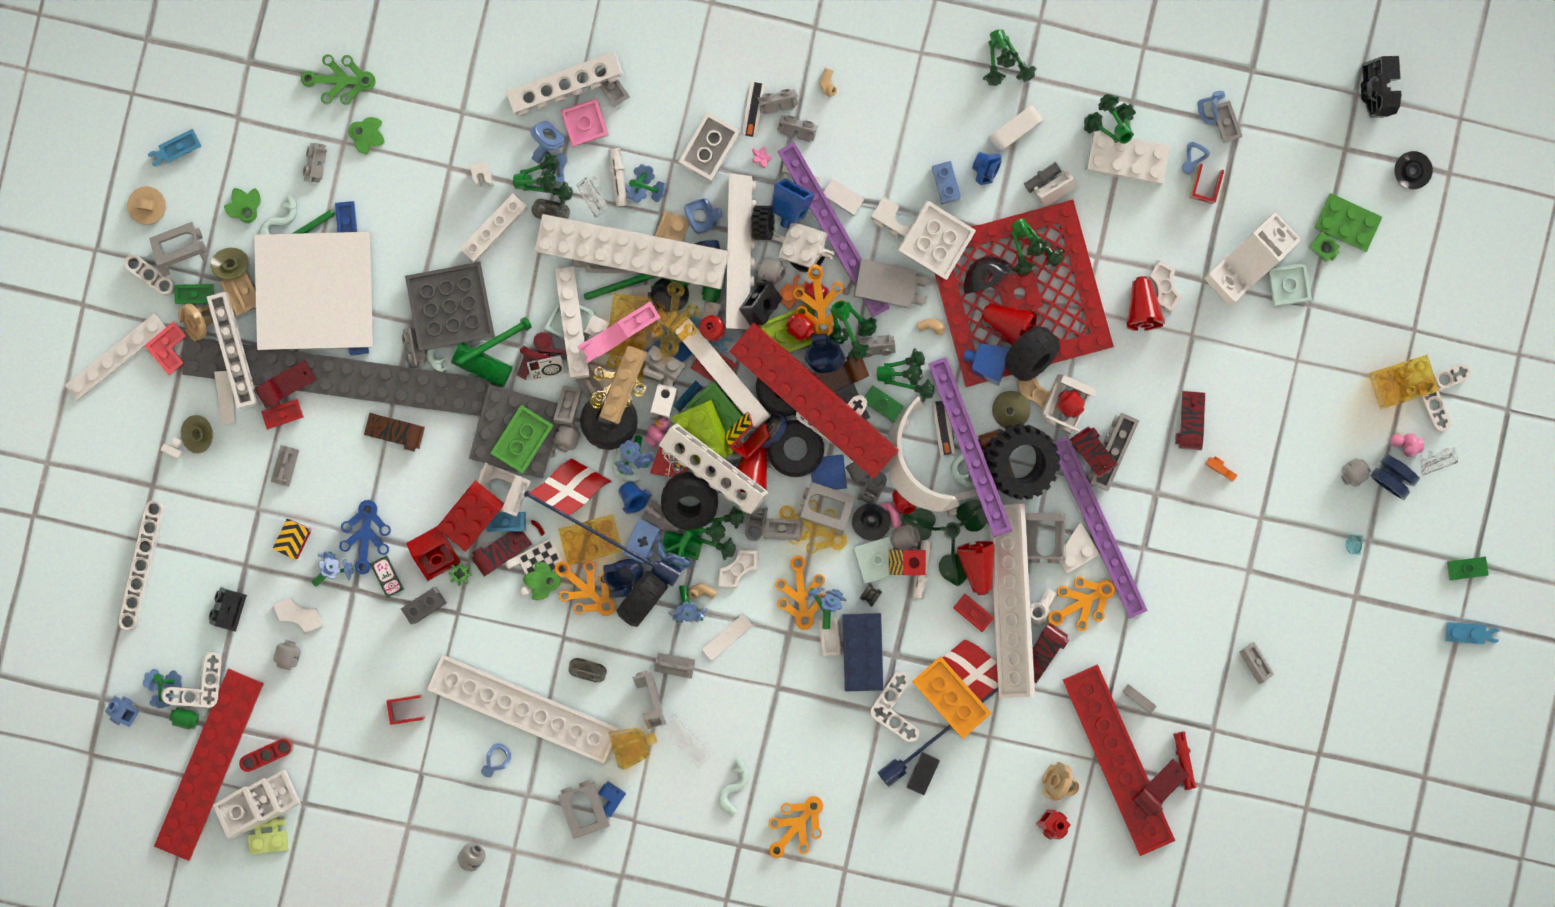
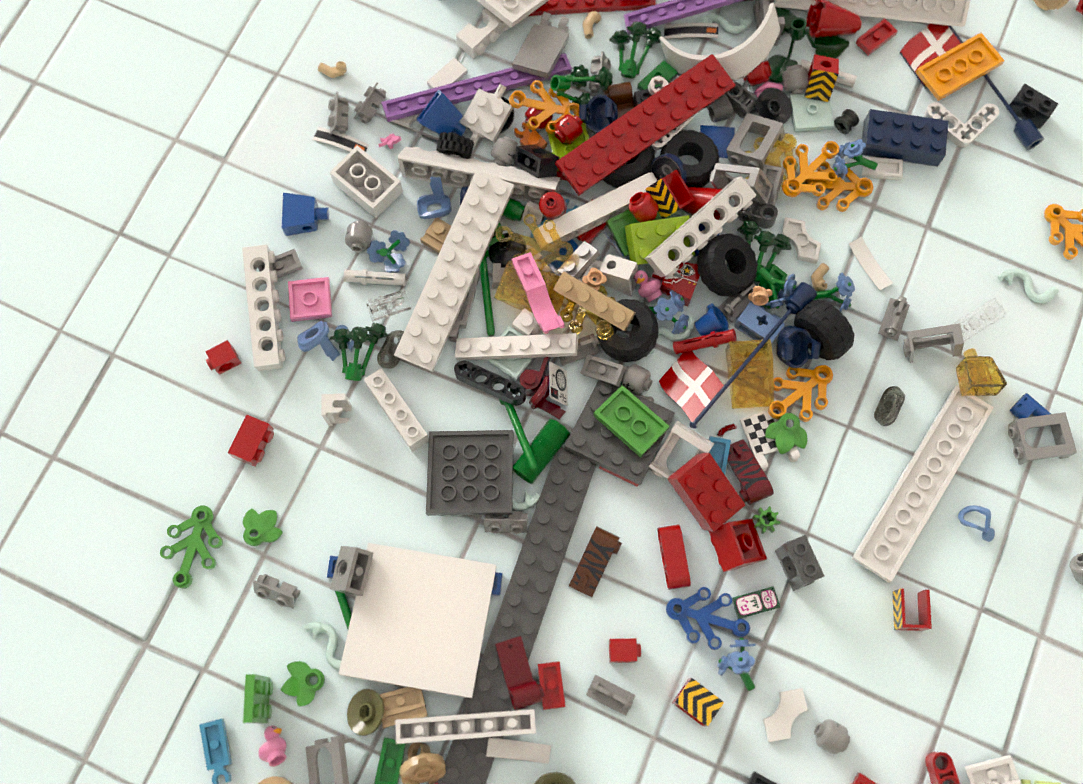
camera: 80 degrees left, 15 degrees down
(187, 196) = (274, 749): none -> bright pink animal
(214, 175) = (256, 699): none -> bright green plate
(323, 470) = (624, 650): none -> red brick
(341, 224) = (351, 570): none -> light grey brick
(411, 498) = (674, 557): none -> red beam
(439, 106) = (251, 440): none -> red brick
(511, 58) = (222, 357): none -> red brick
(536, 306) = (491, 380): none -> black beam
(613, 495) = (713, 339): none -> red pin
(649, 386) = (594, 273): none -> light nougat plate
(654, 153) = (358, 235): none -> light grey head
(664, 535) = (760, 295): none -> light nougat plate
(666, 93) = (301, 214): none -> blue torso
(727, 413) = (643, 207): none -> red head
(771, 515) = (757, 180): none -> light grey panel
(805, 563) = (807, 172): none -> light orange plant

